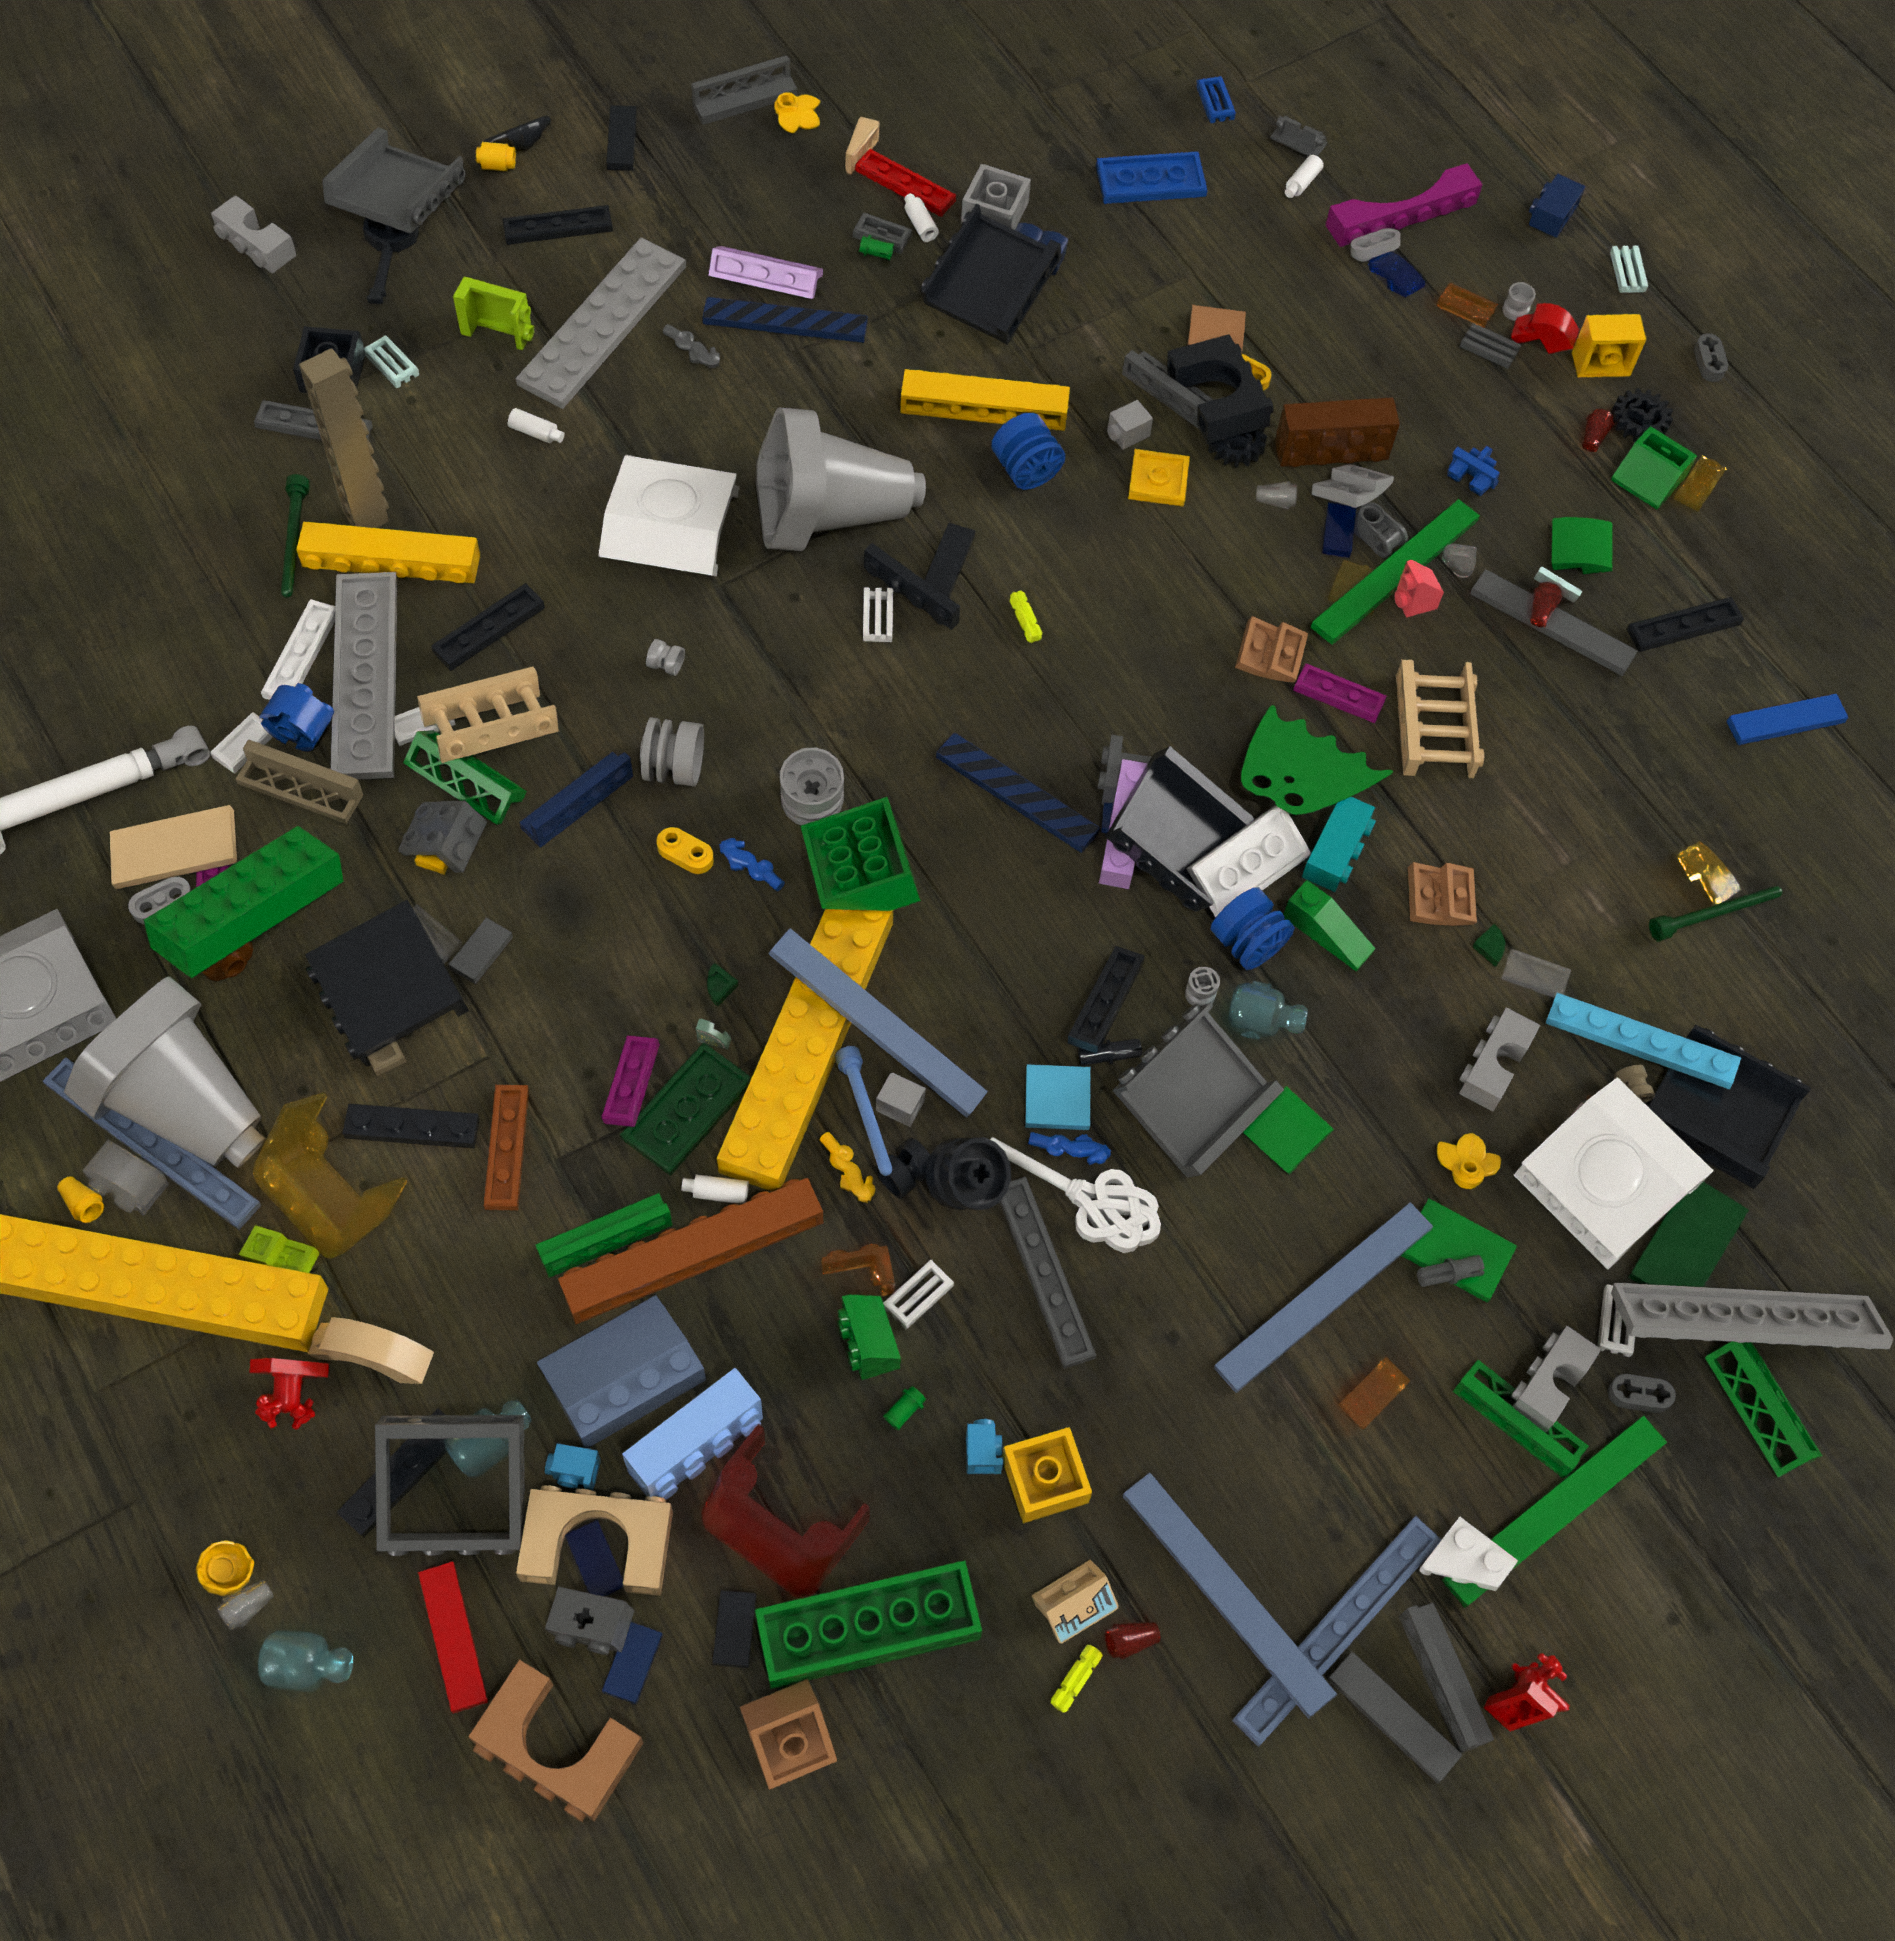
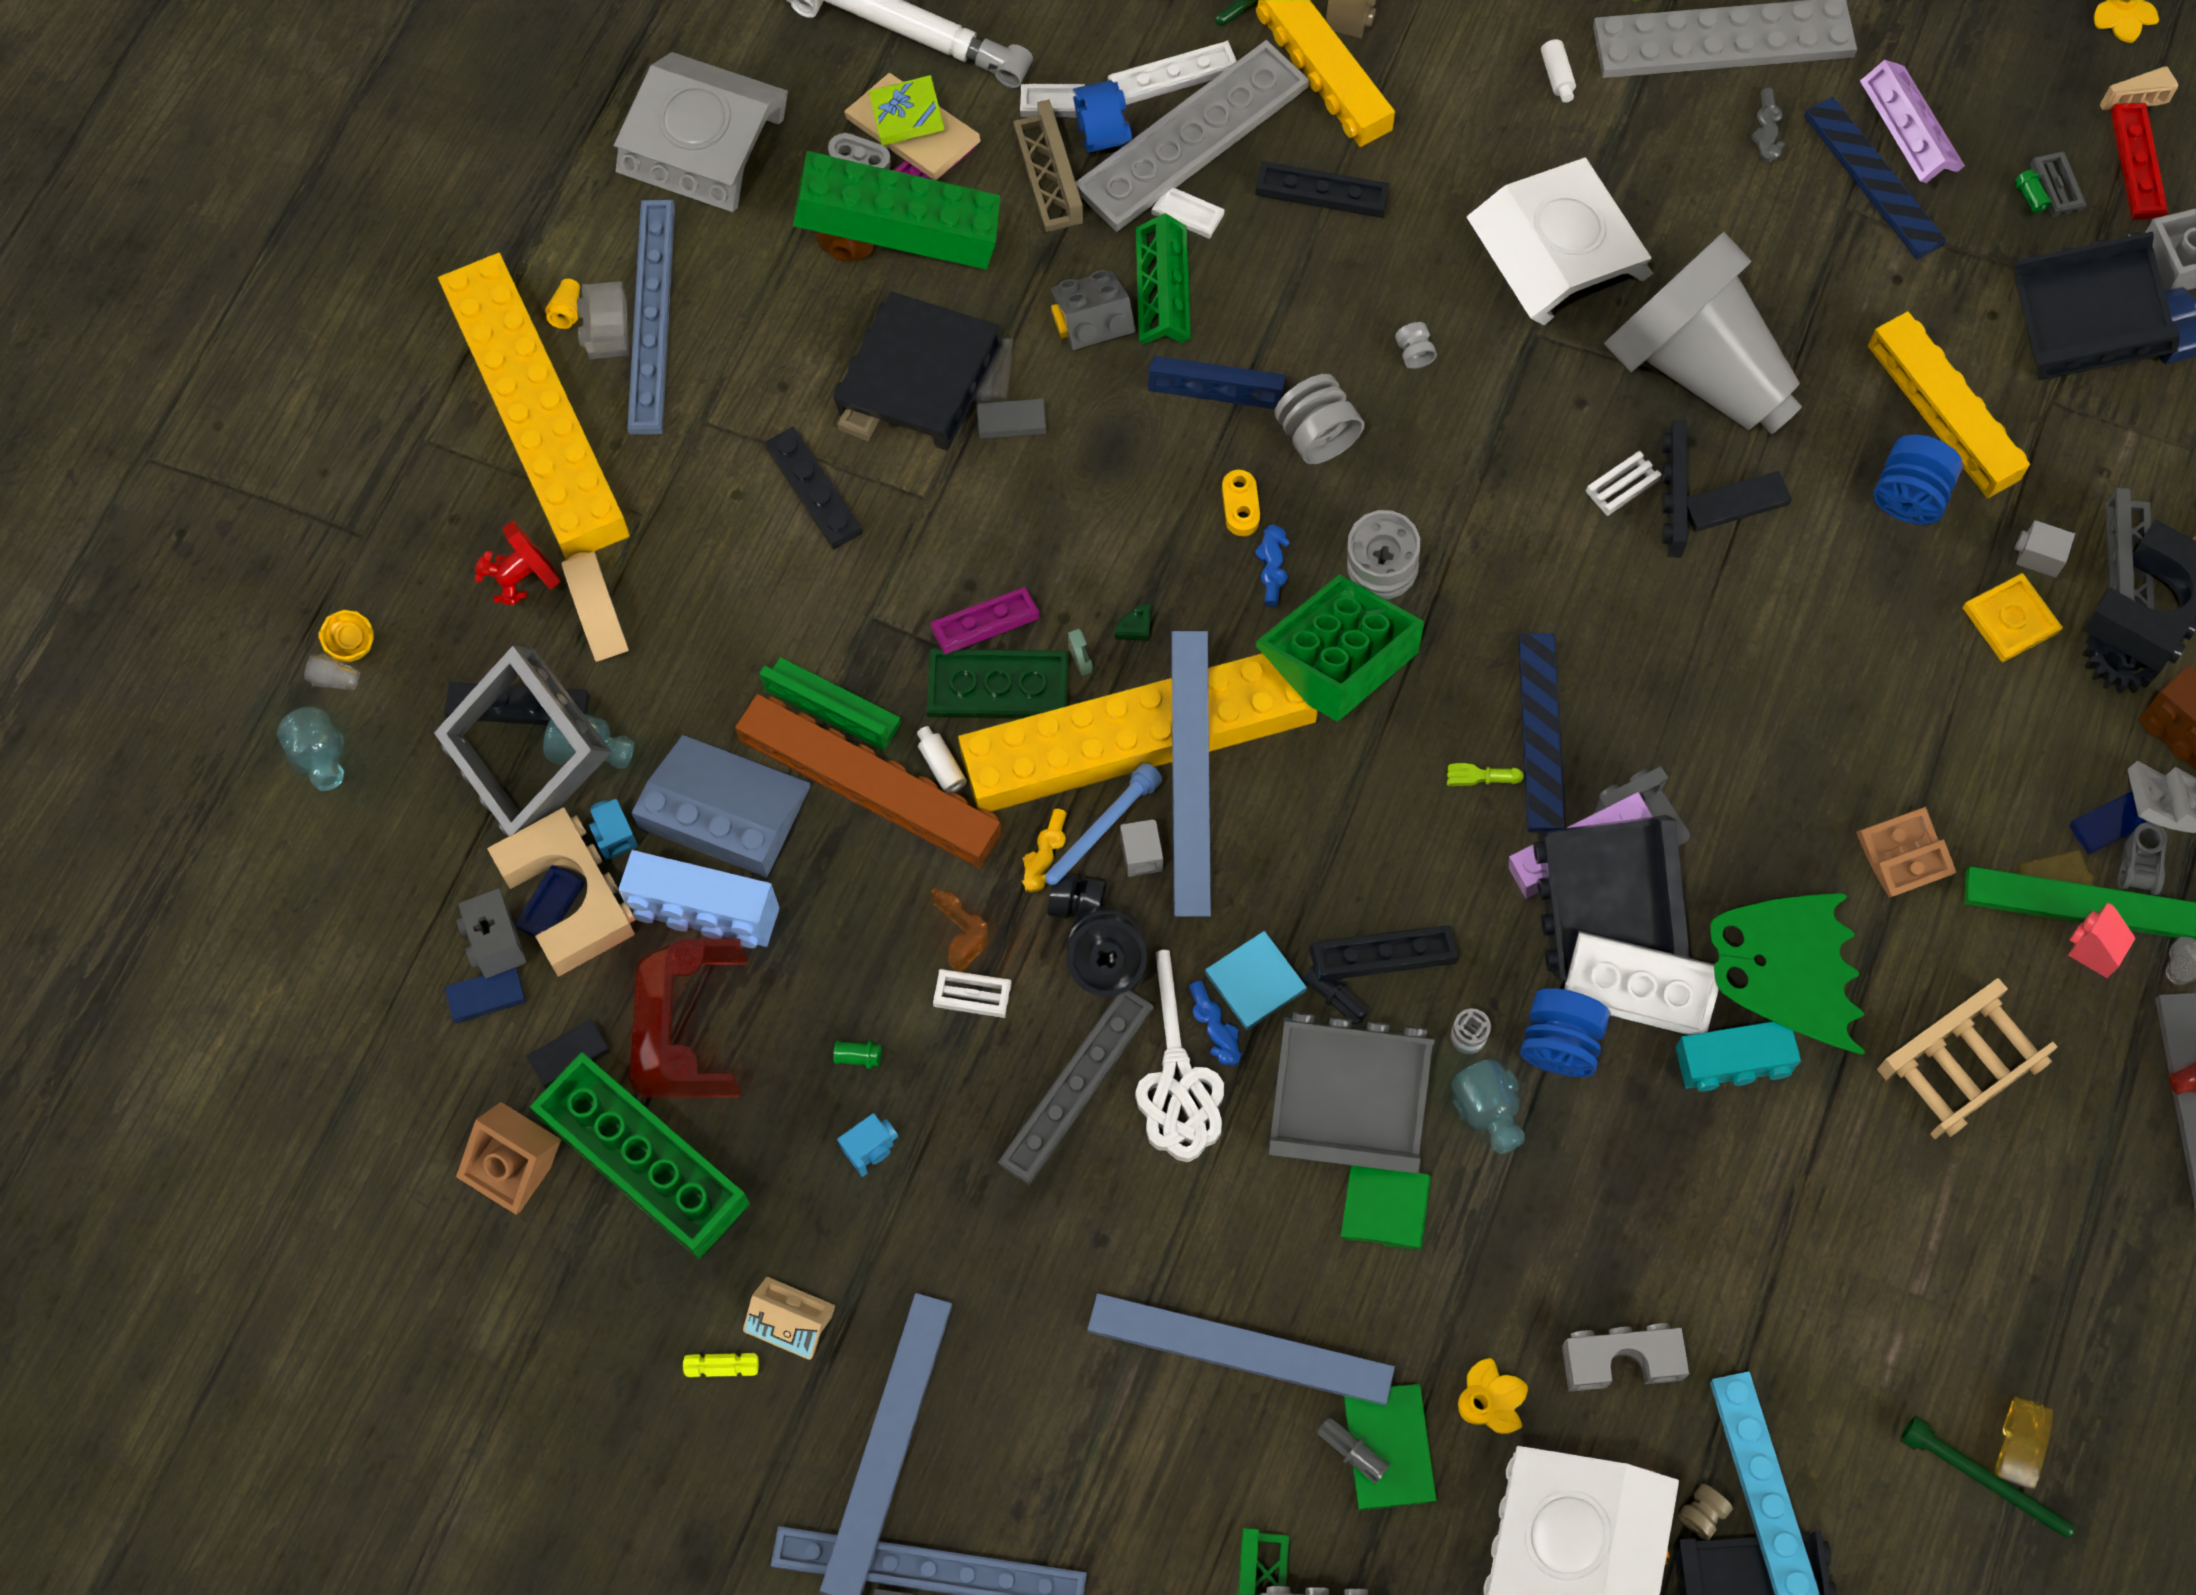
camera: 60 degrees right, 5 degrees up
(161, 838) = (906, 110): none -> lime tile
(167, 1079) = (695, 278): light grey cone -> none
(276, 1250) = (629, 477): lime slope -> none
(310, 1189) = (702, 454): clear yellow windscreen -> none
(453, 1637) = (412, 843): red tile -> none
(483, 696) = (1242, 233): tan fence -> none
(506, 1147) = (851, 572): dark orange tile -> none
(581, 1786) = (357, 940): medium nougat arch -> none
(869, 1335) = (895, 974): green slope -> none
(920, 218) = (2107, 202): white cylinder -> none
(1013, 856) = (1469, 775): none -> lime piece
(1025, 616) = (1738, 608): neon yellow axle -> none
(1046, 1475) = (878, 1212): yellow brick -> none
(1130, 1638) = (787, 1388): clear red cone -> none
(1278, 494) = (2095, 738): clear cone -> none
(1328, 925) = (1636, 1104): green slope -> none
(1340, 693) = (1916, 948): magenta tile -> none
(1374, 1393) = (1178, 1457): clear orange slope -> none
(1442, 894) = (1767, 1191): medium nougat slope -> none
(1491, 945) = (1751, 1274): dark green tile -> none
(1535, 973) = (1756, 1339): clear tile -> none

